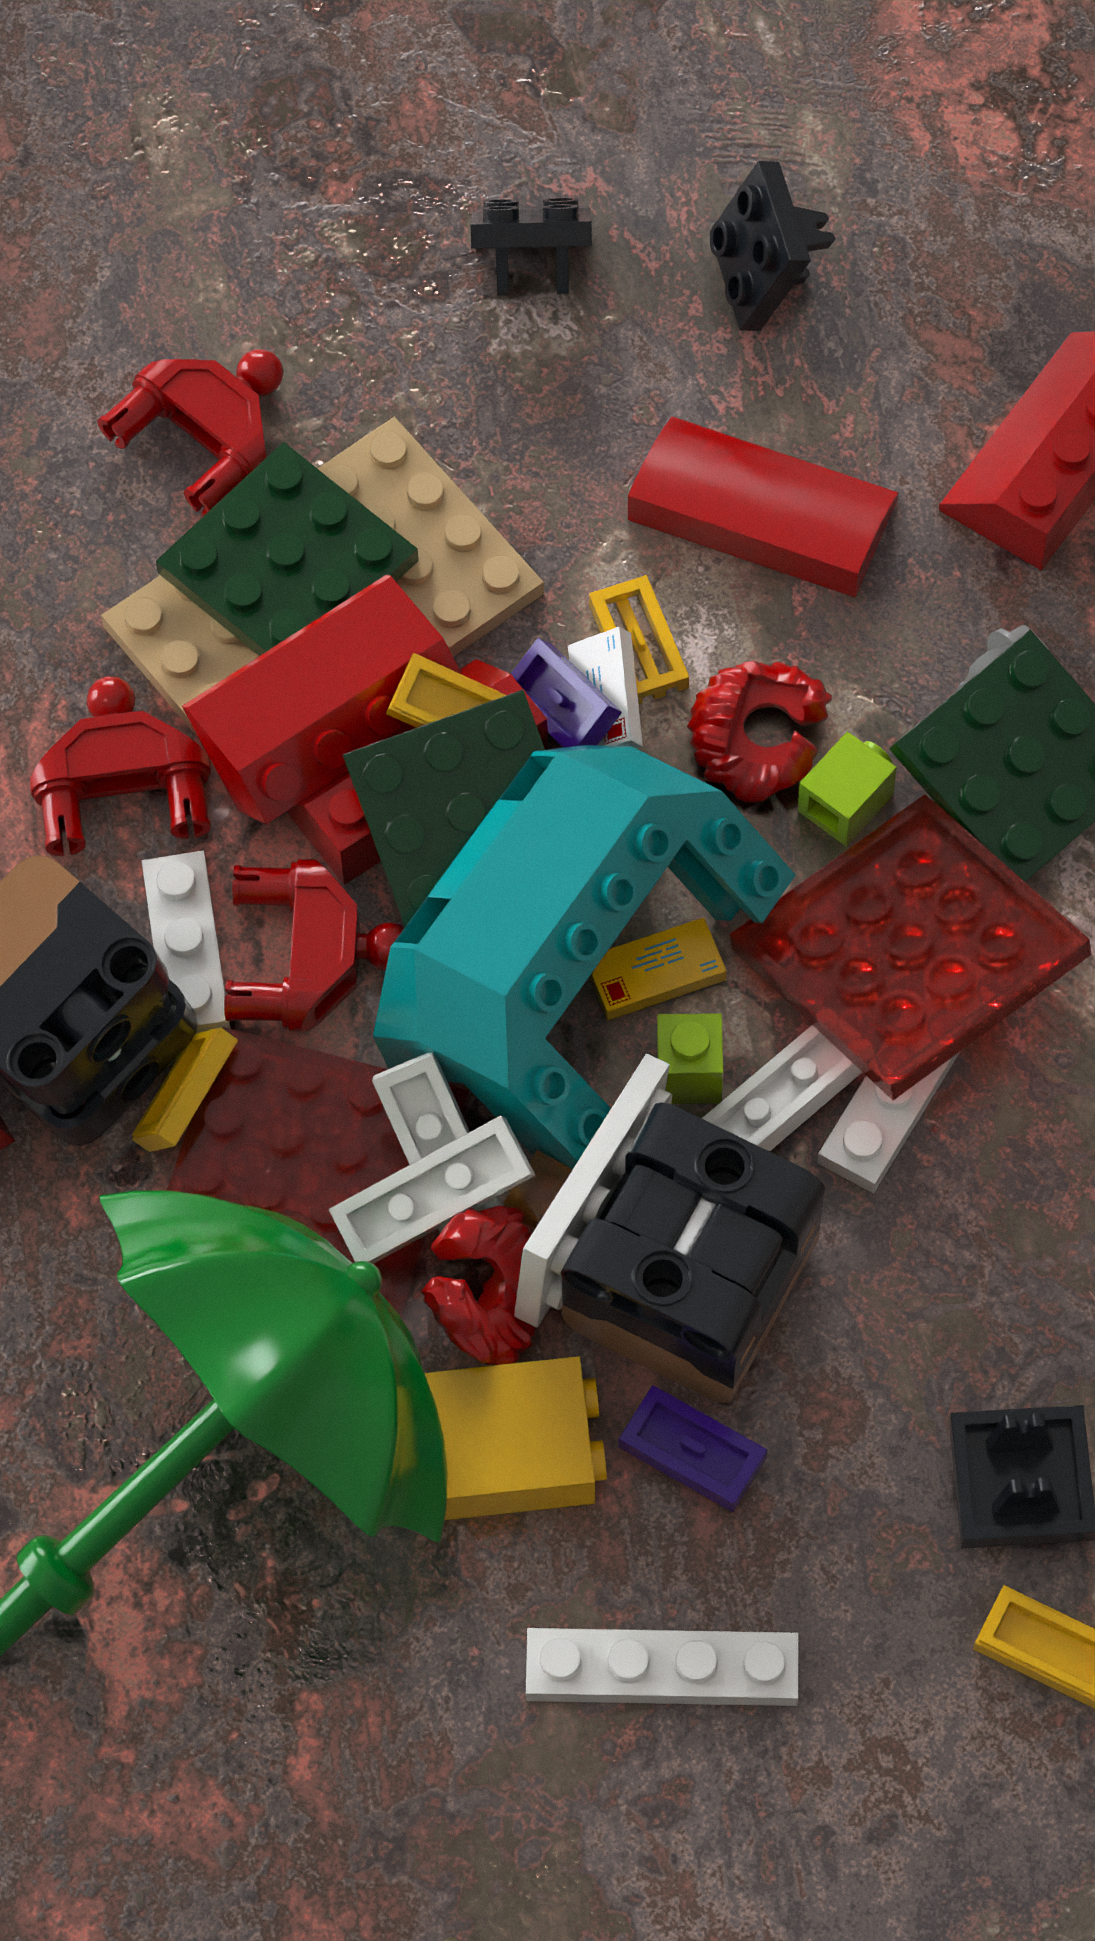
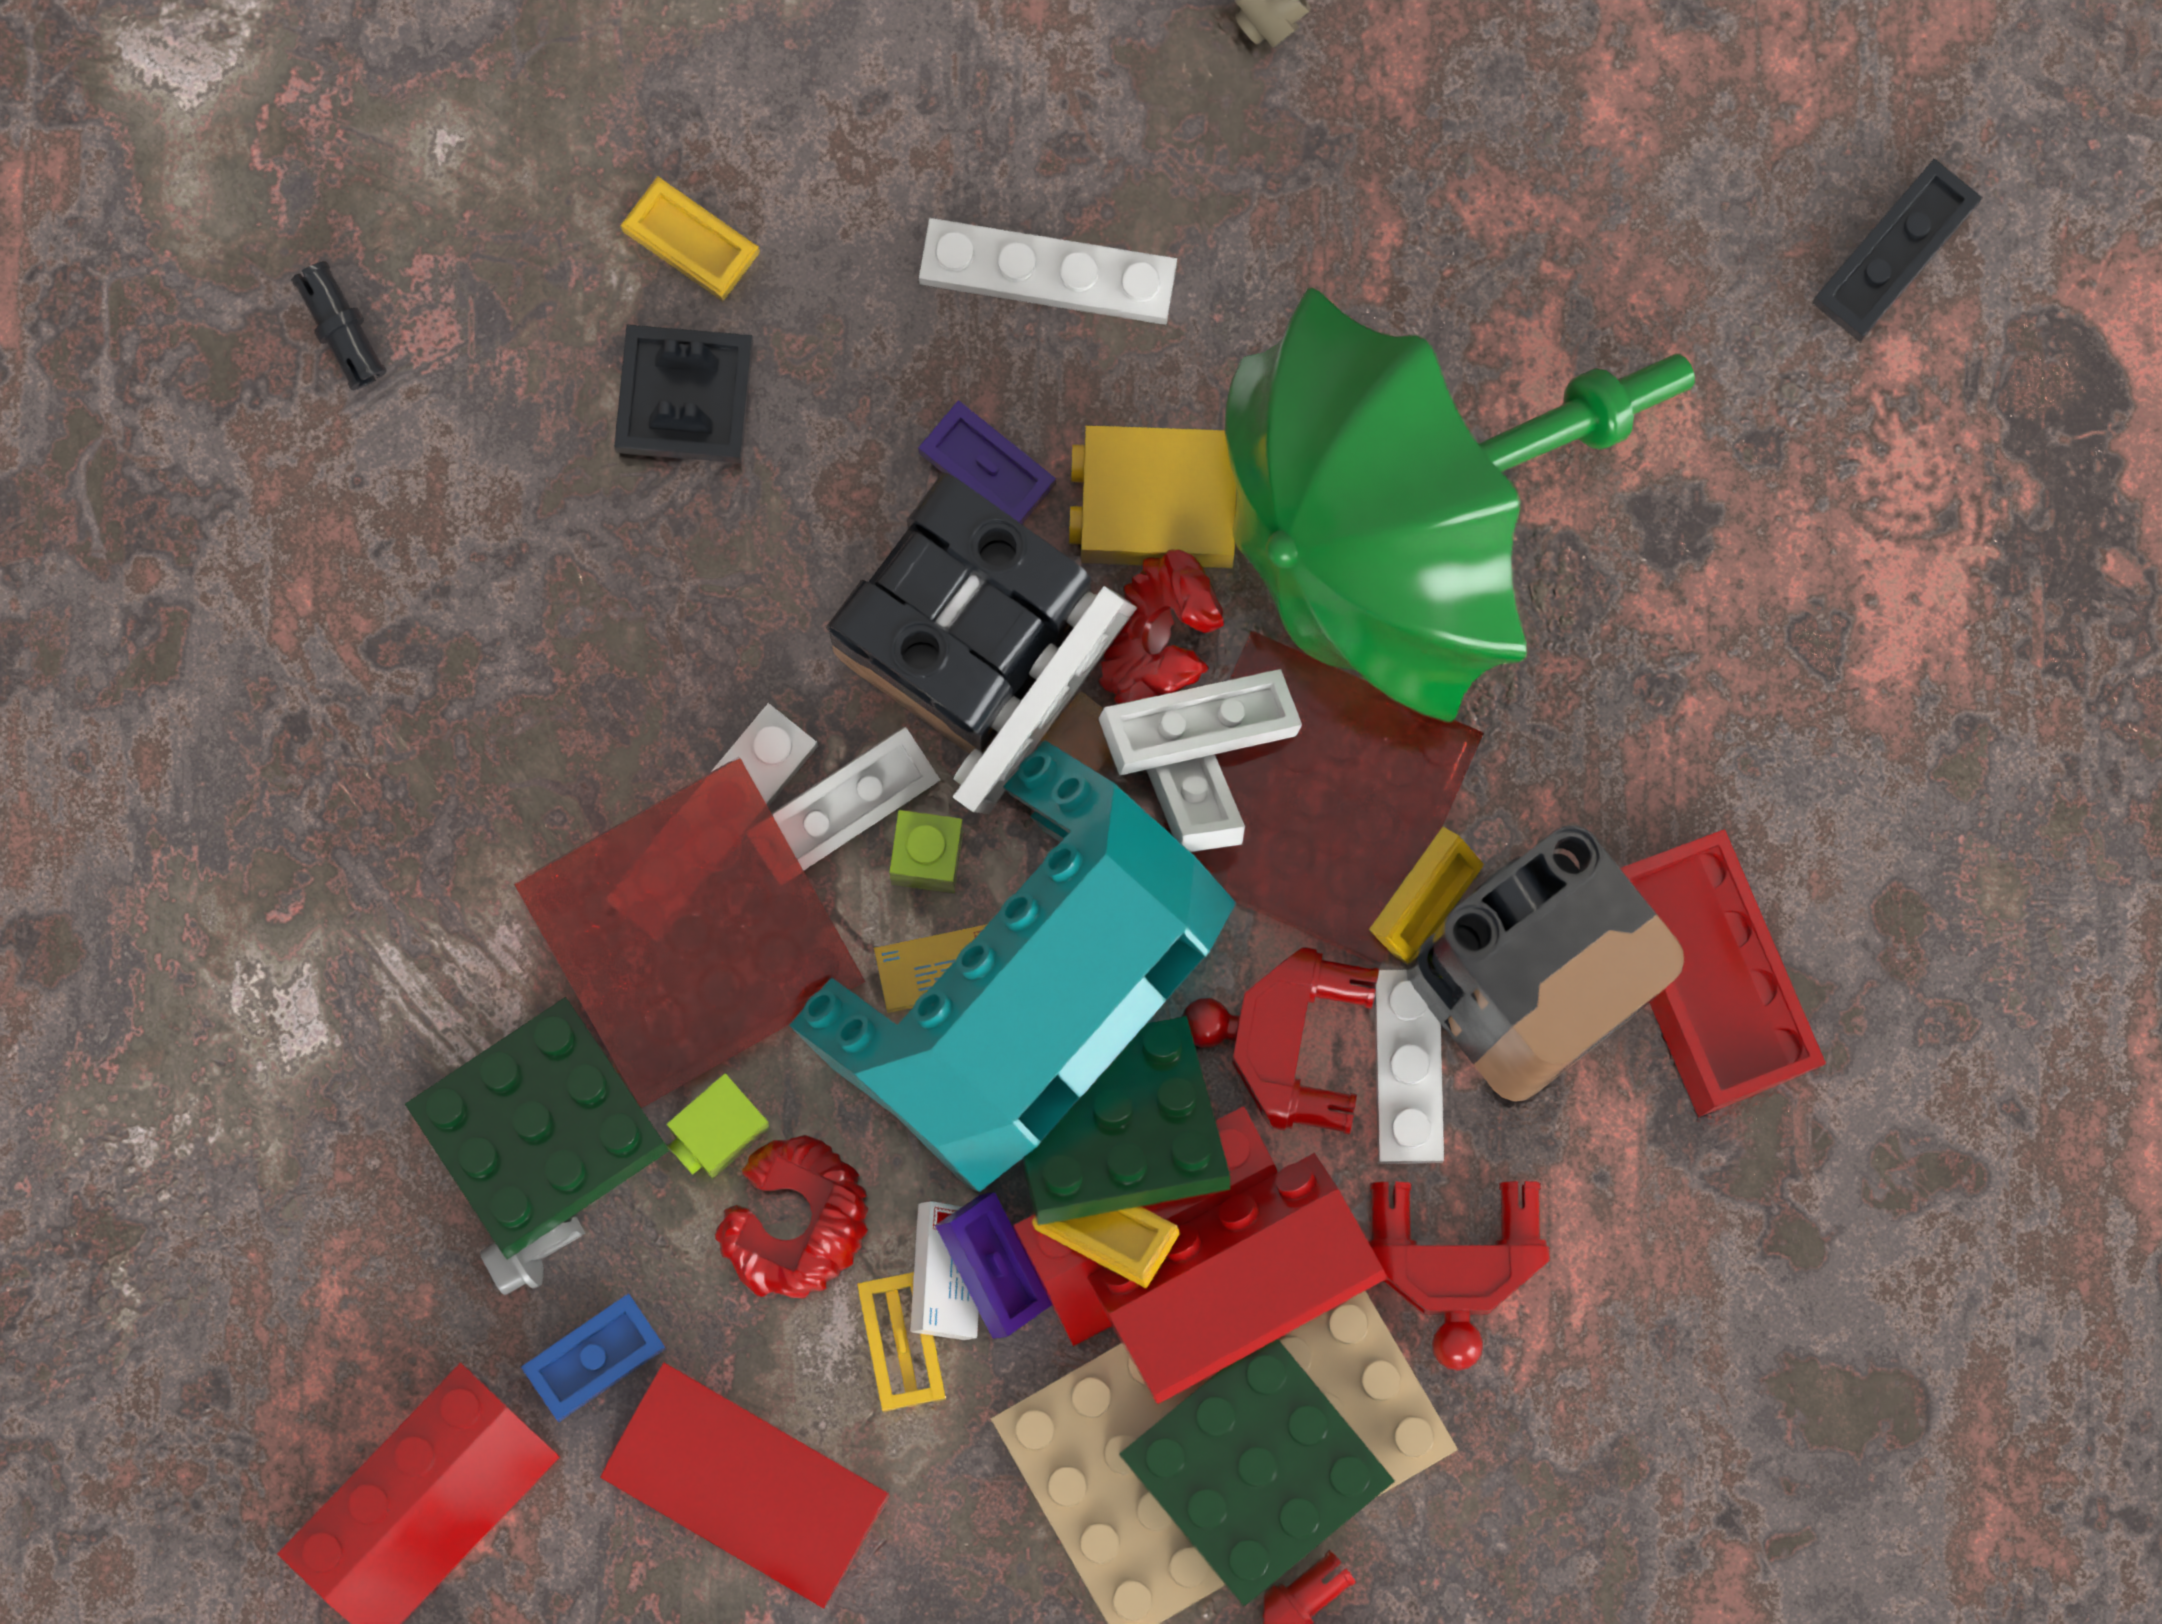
camera: 175 degrees left, 15 degrees up
(924, 582) = (593, 1357): none -> blue plate

